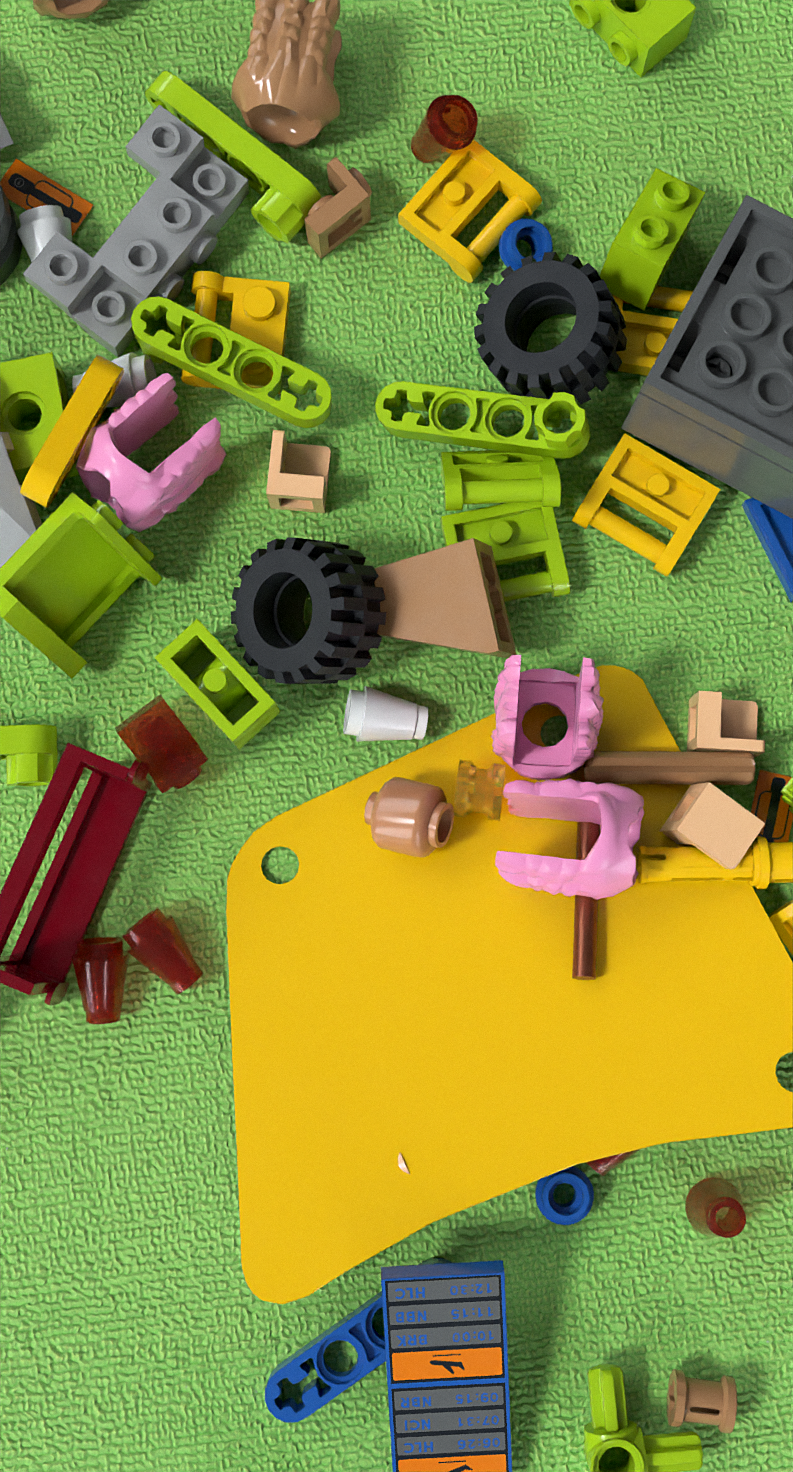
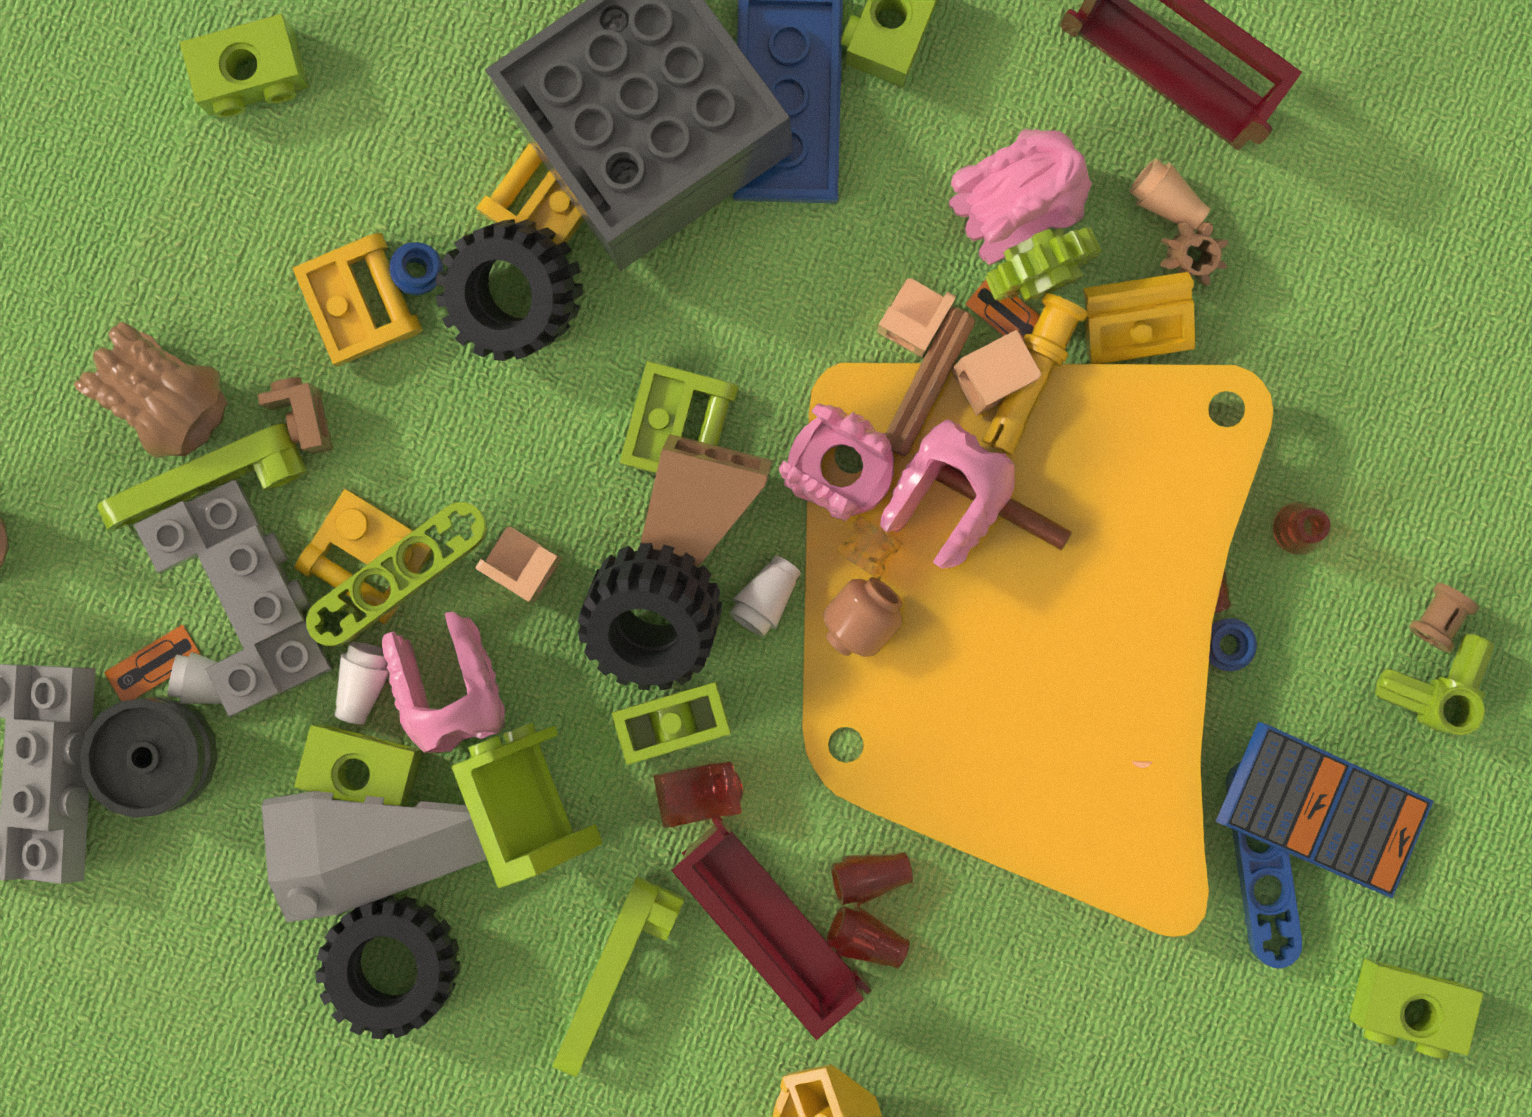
camera: 60 degrees left, 5 degrees up
(71, 431) = (395, 740): yellow beam -> none
(446, 128) = (279, 286): clear red cone -> none
(483, 412) = (547, 380): lime beam -> none
(498, 478) = (611, 396): lime plate -> none
(650, 238) = (469, 161): lime brick -> none
(653, 488) = (686, 268): yellow plate -> none

